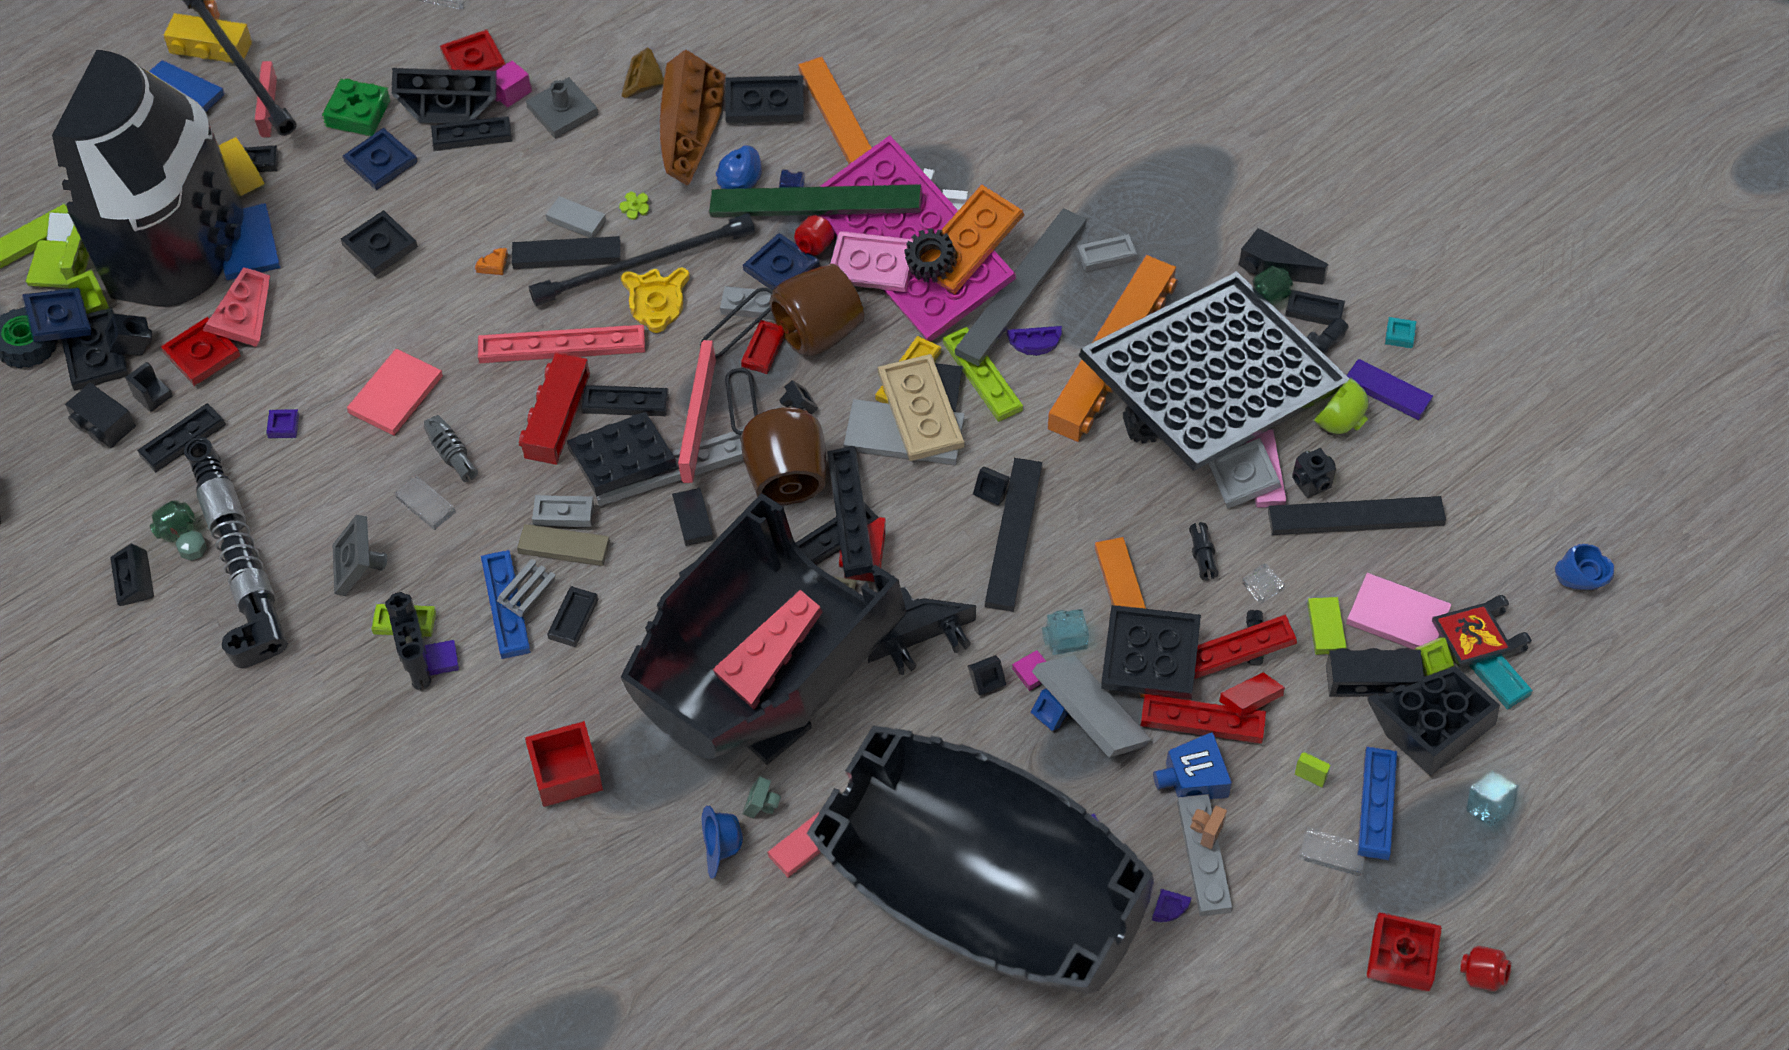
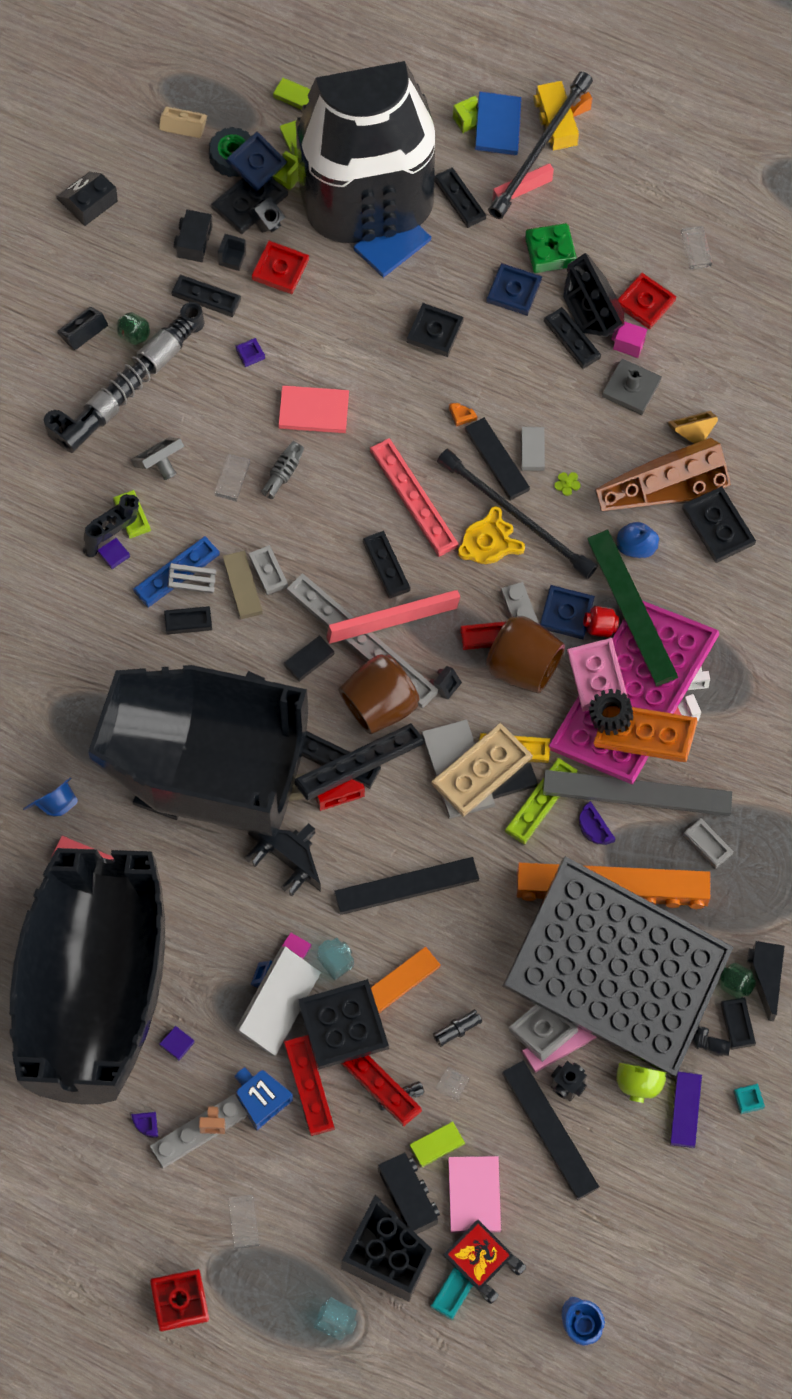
camera: 60 degrees right, 10 degrees up
(191, 545) = (123, 350): sand green tile -> none
(240, 166) = (449, 201): yellow slope -> none
(242, 309) = (327, 273): coral wing -> none
(554, 408) = (351, 520): red brick -> none
(564, 763) = (62, 671): red piece -> none
(621, 453) = (333, 584): black plate -> none
(730, 398) = (422, 634): black piece -> none
(734, 312) = (494, 598): black piece -> none
(760, 656) = (210, 758): coral wing -> none
(761, 799) = (98, 810): sand green tile -> none
(790, 179) = (645, 582): clear blue wheel -> none
(834, 109) = (738, 581): orange tile -> none
(987, 675) = (272, 918): black tile -> none
(991, 485) = (438, 851): black tile -> none
(1252, 694) = (344, 1111): red tile -> none
(1312, 769) = (302, 1177): lime tile -> none
(1377, 803) = (297, 1237): blue tile -> none
(1435, 656) = (445, 1233): lime tile -> none
(1486, 968) = (193, 1364): red head -> none

